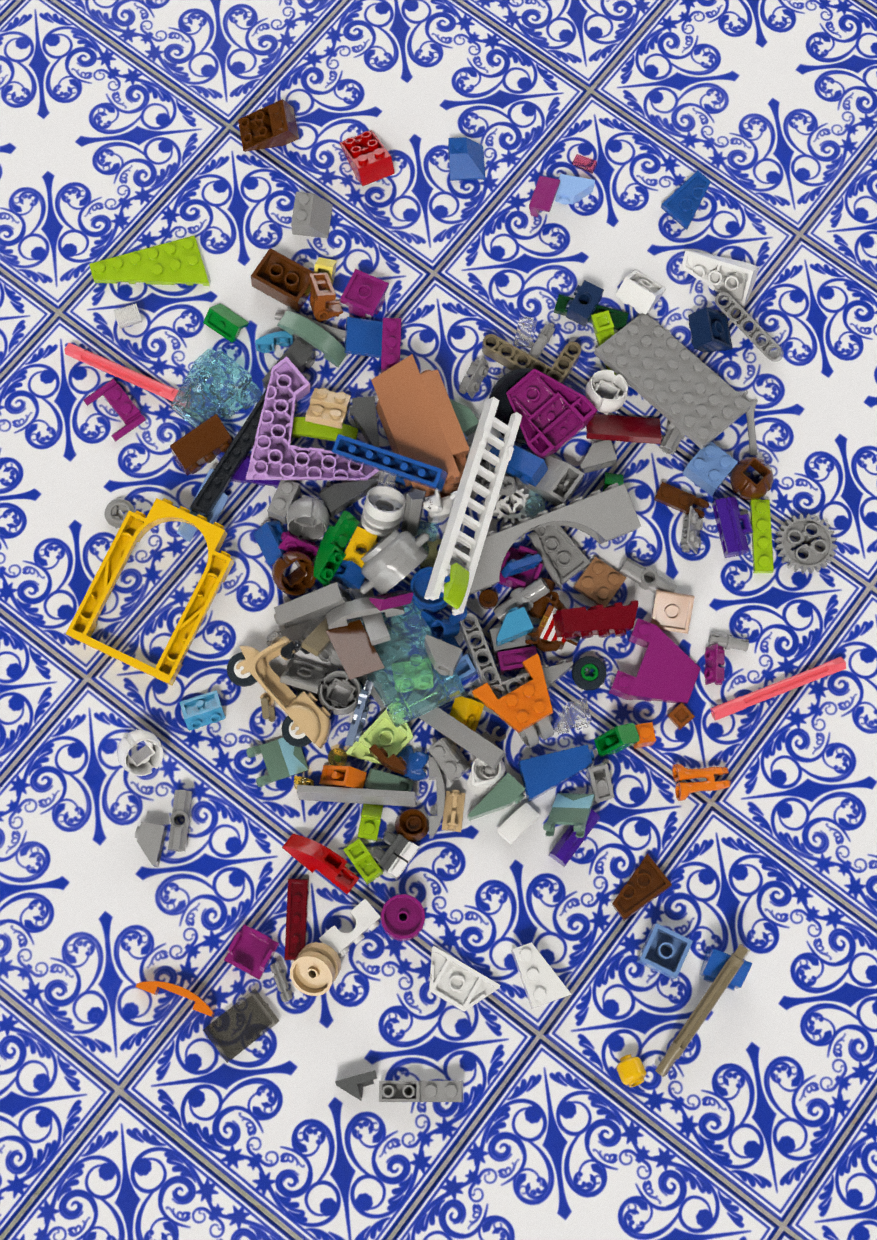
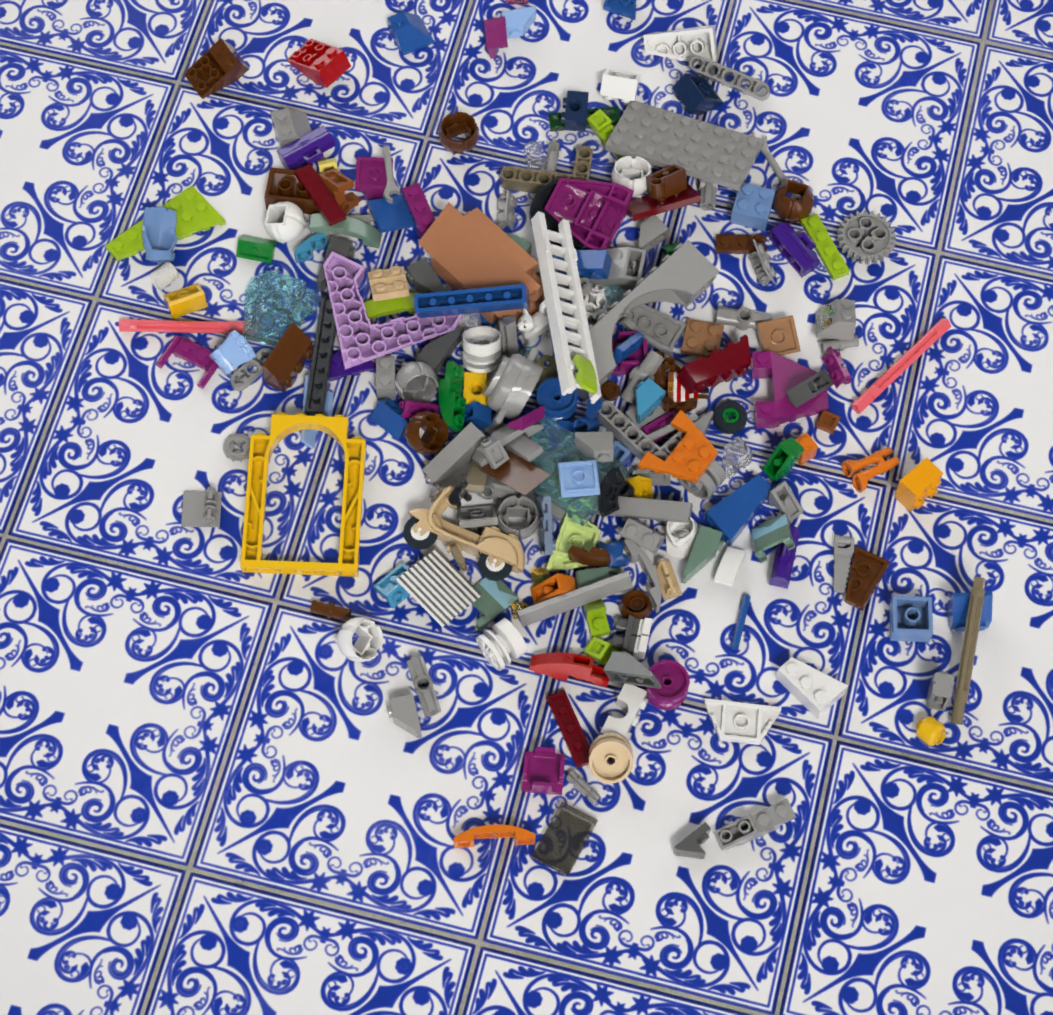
camera: 20 degrees left, 10 degrees down
(60, 560) = (201, 508): none -> light grey hinge
(130, 709) = (330, 610): none -> reddish brown pin
(136, 347) = (185, 300): none -> yellow slope
(139, 273) = (159, 234): none -> medium blue hair
(152, 419) = (232, 352): none -> light blue piece
(153, 441) = (251, 376): none -> light grey beam
(236, 730) = (439, 587): none -> sticker
(265, 311) = (292, 225): none -> white piece
(267, 812) = (500, 645): none -> white wheel
(301, 295) = (320, 195): none -> dark red tile
(314, 241) = (306, 149): none -> dark purple piece
(343, 621) = (494, 452): none -> light grey bracket
(369, 888) = (627, 670): none -> slope
(372, 313) = (391, 187): none -> light grey piece
(410, 681) = (578, 478): none -> light blue tile
(435, 704) = (609, 492): none -> black tile
(453, 708) = (627, 491): none -> black hinge
(462, 273) = (456, 125): none -> reddish brown piece
(503, 882) = (740, 622): none -> blue bar
(518, 664) = (667, 429): none -> light grey bar
(627, 863) = (842, 562): none -> light grey piece
(635, 412) = (666, 182): none -> reddish brown hinge
(658, 1036) = (940, 691): none -> light grey brick
(676, 678) = (809, 388): none -> dark grey slope
(735, 618) = (836, 320): none -> light grey slope
(736, 819) = (918, 485): none -> light orange brick

